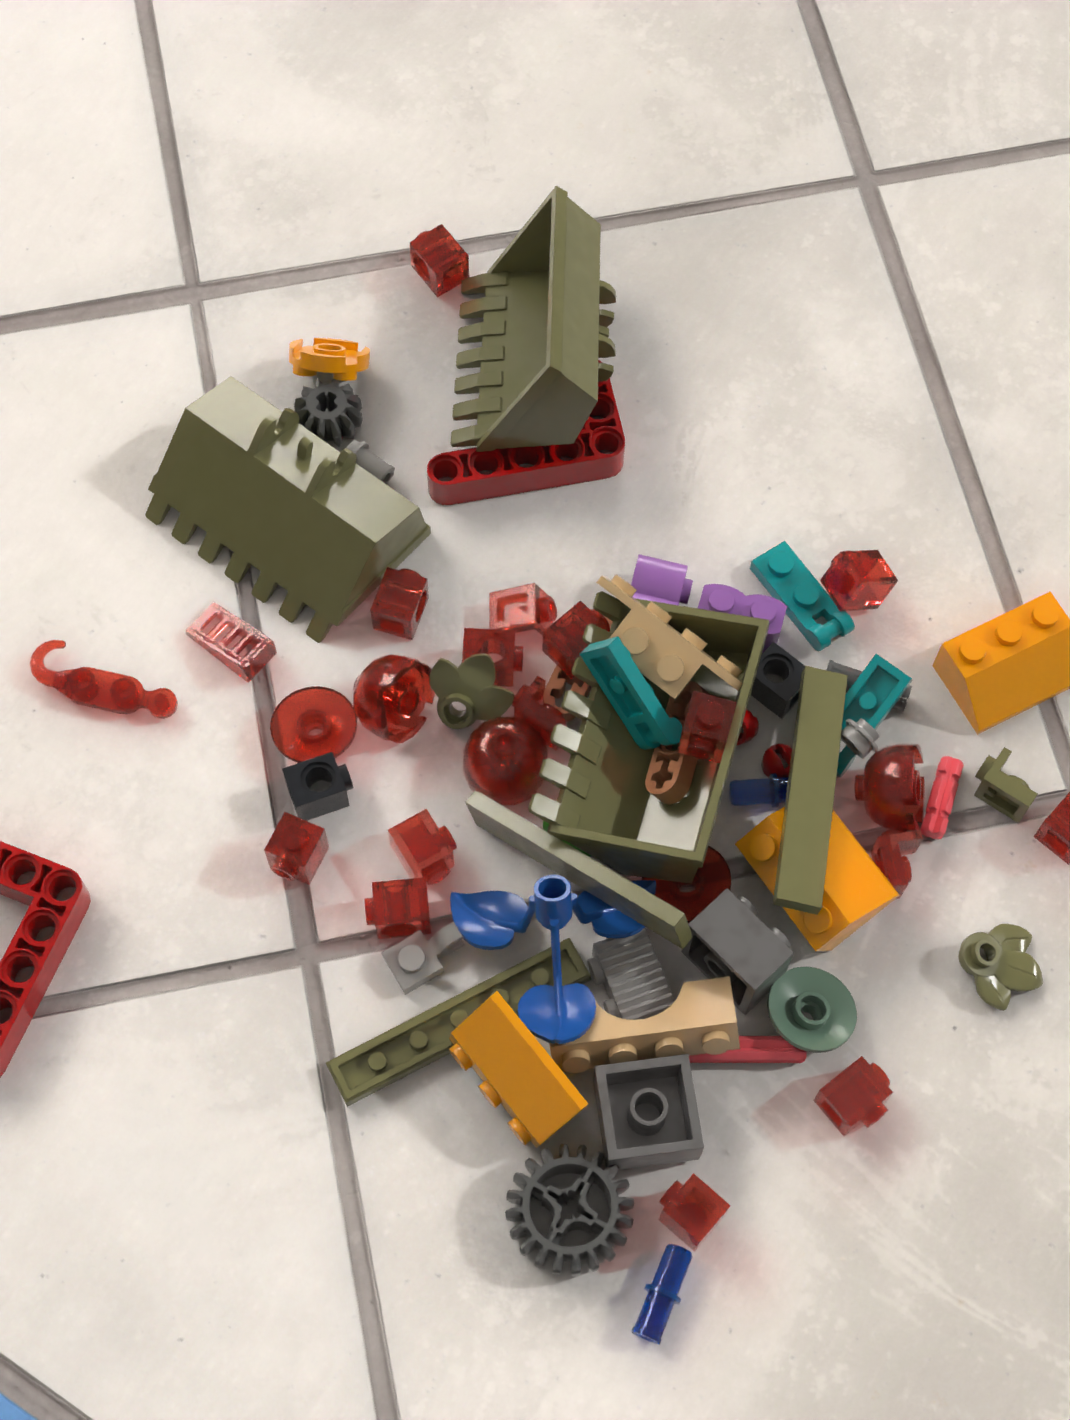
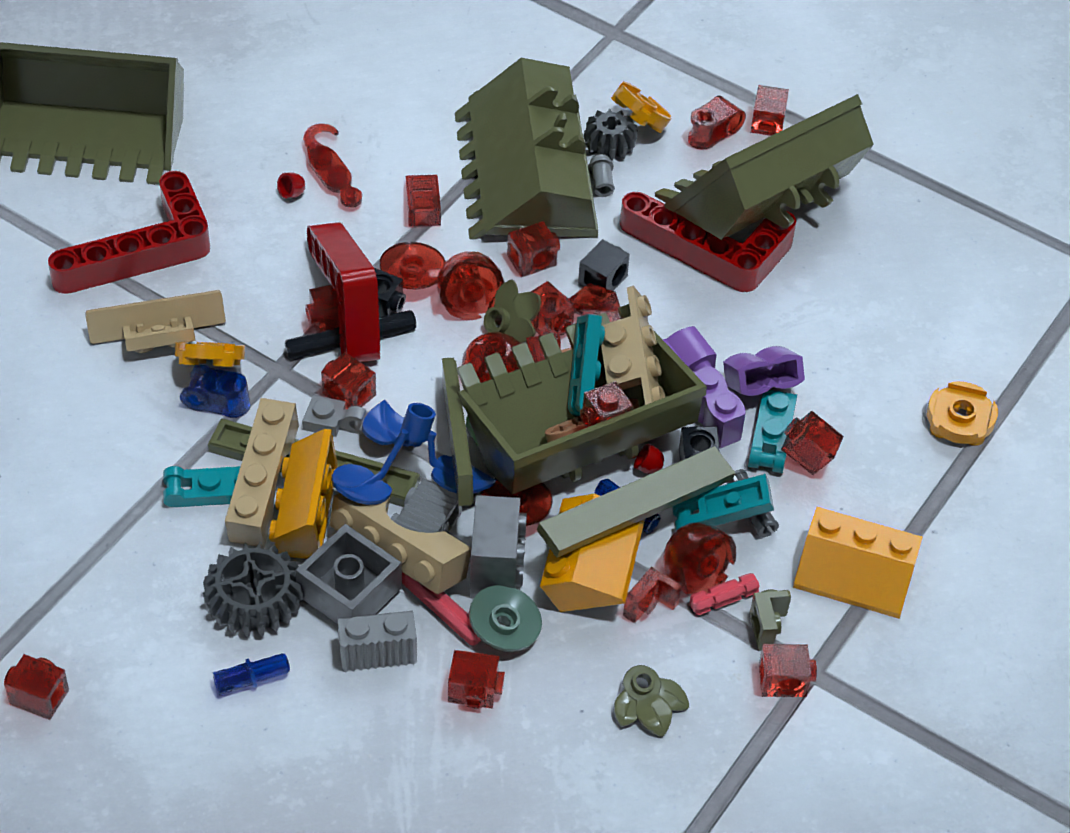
camera: 45 degrees right, 15 degrees down
(81, 745) = (290, 185): none -> red hinge
(145, 1025) = (156, 321): none -> tan bracket
(243, 1008) = (221, 353): none -> light orange plate
(286, 1043) = (218, 392): none -> clear blue piece
(290, 799) = (355, 286): none -> red beam
(335, 854) = (330, 339): none -> black axle
(401, 1138) = (208, 485): none -> teal plate
(404, 317) = (714, 122): none -> clear red piece
(423, 847) = (396, 366): clear red brick -> none
(445, 1083) = (255, 488): none -> tan arch
(485, 563) = (604, 266): none -> black brick
(692, 1211) = (312, 644): clear red brick -> none
(737, 1144) = (377, 640): none -> light grey brick
(740, 544) = (766, 369): none -> medium lavender brick
(860, 737) = (703, 508): light grey plate -> none
(920, 453) = (956, 428): none -> light orange plate

